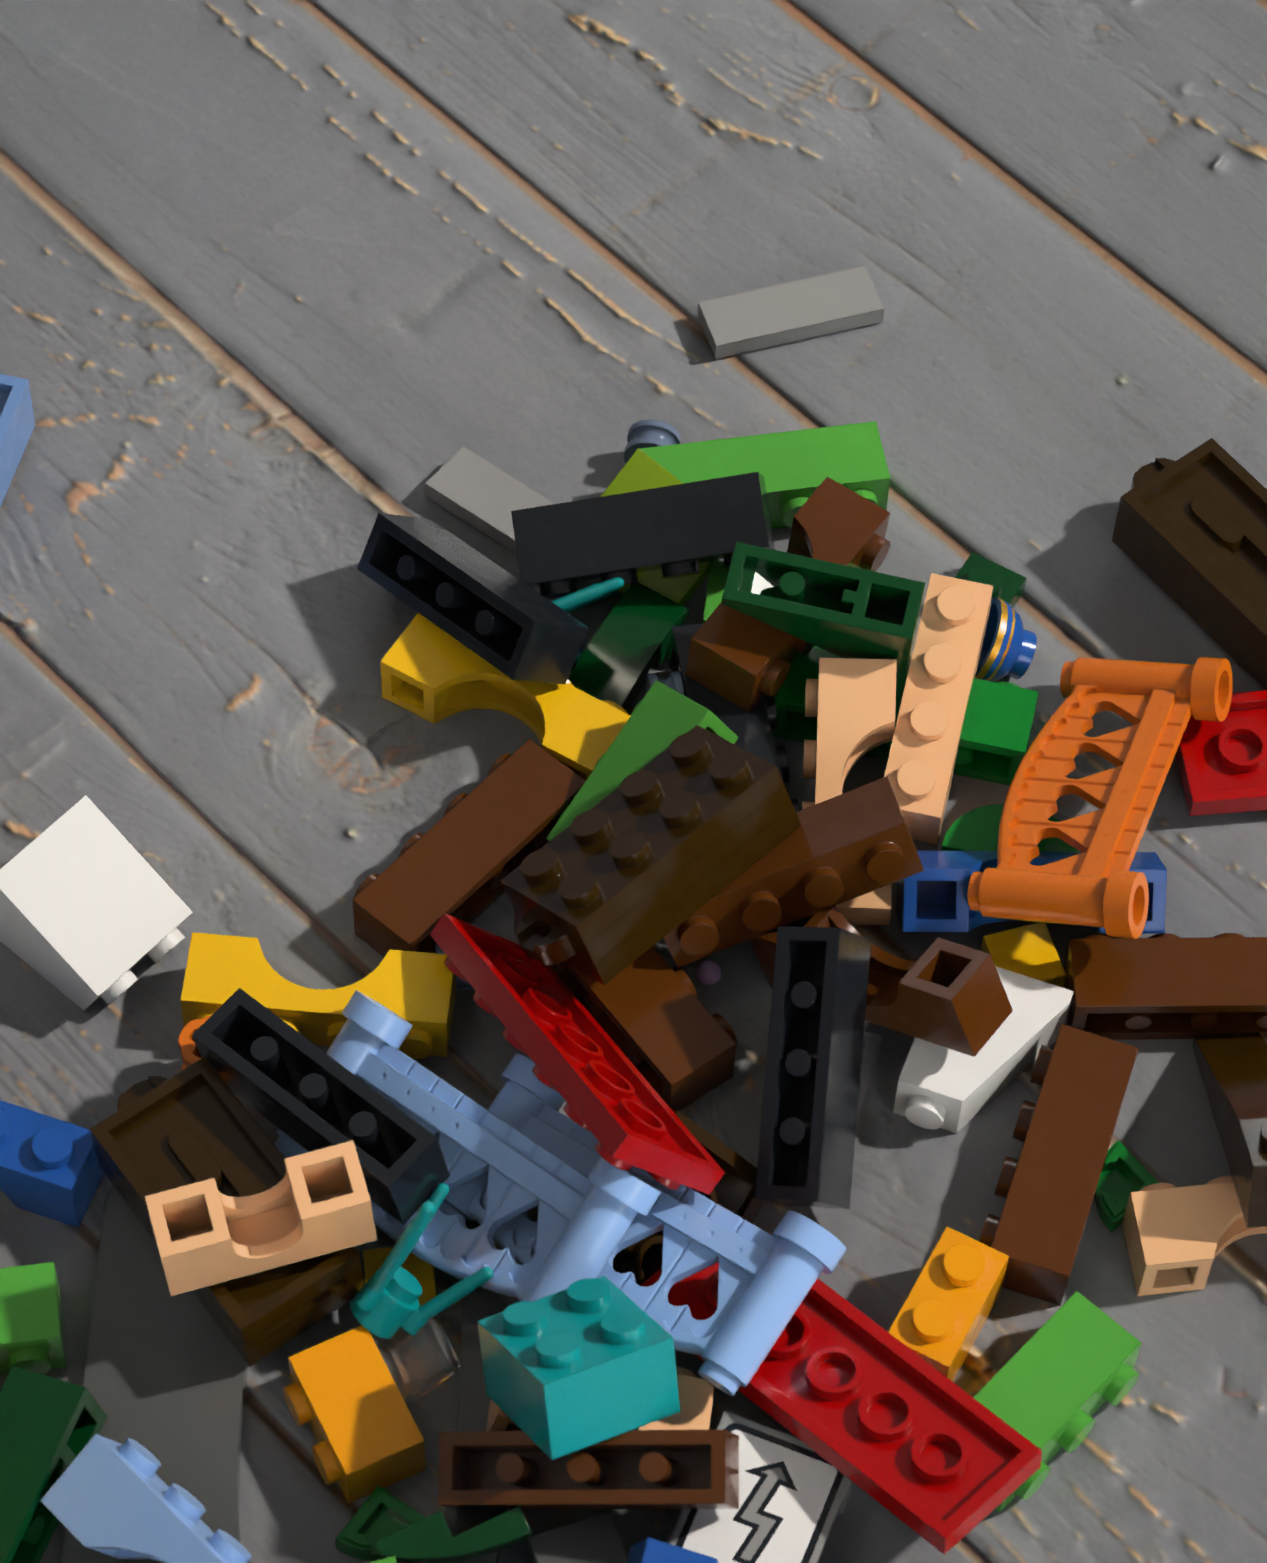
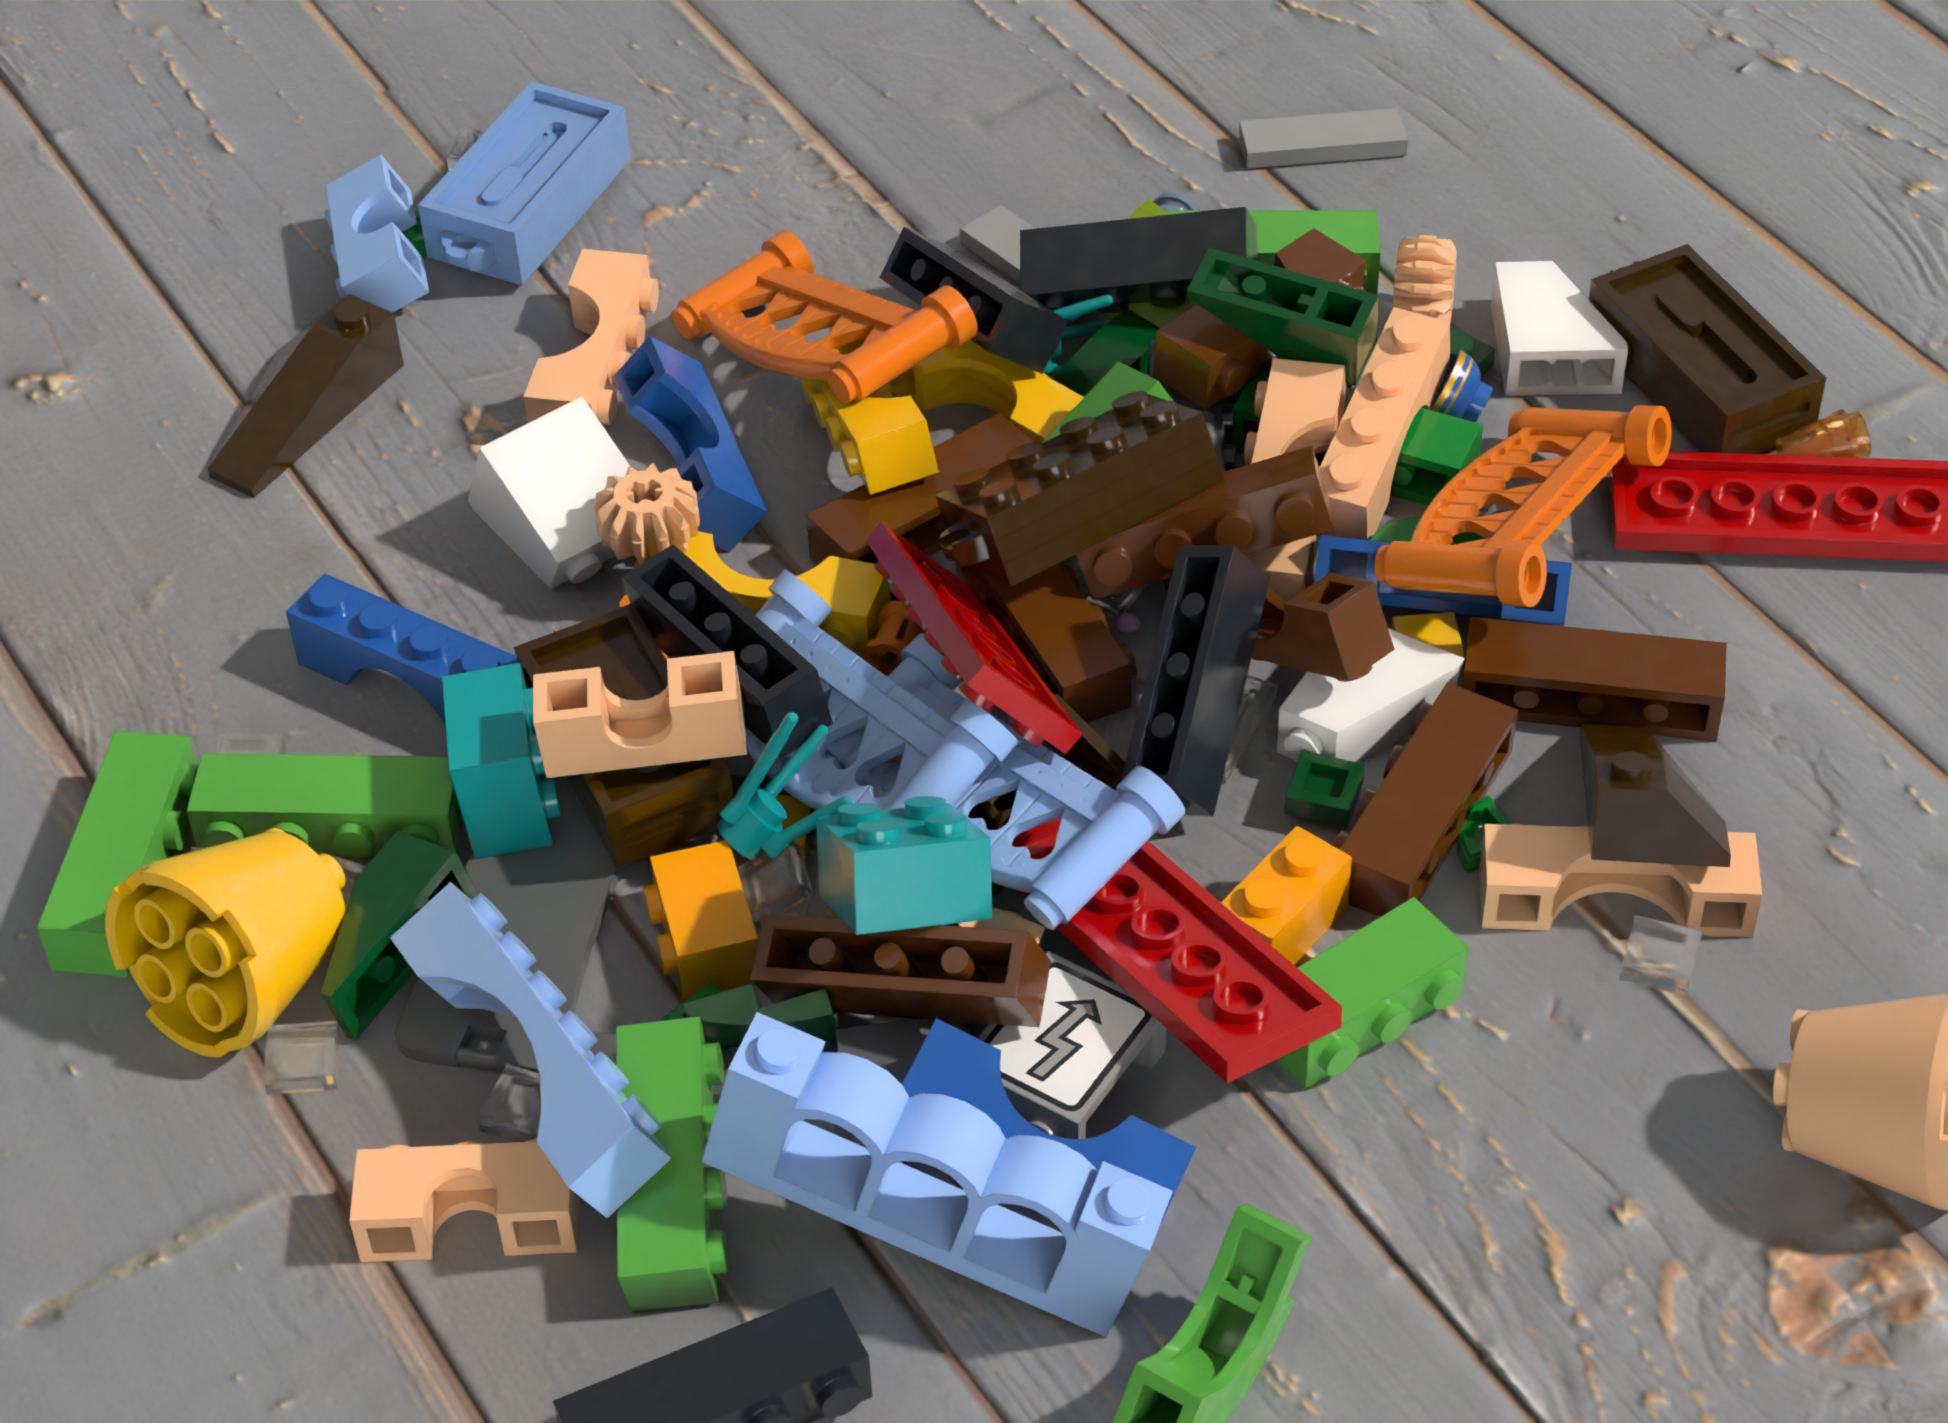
camera: 15 degrees right, 10 degrees down
(53, 755) = (609, 303): none -> light nougat arch
(106, 1264) = (498, 761): none -> teal brick
(168, 759) = (680, 407): none -> blue arch
(188, 932) = (646, 513): none -> light nougat gear
(239, 579) = (786, 279): none -> orange piece
(417, 796) = (878, 436): none -> yellow arch
(476, 1040) = (890, 638): none -> orange bush
(942, 510) = (1425, 276): none -> light nougat gear
(955, 1159) = (1324, 789): none -> dark green plate
(1080, 552) = (1552, 334): none -> white slope

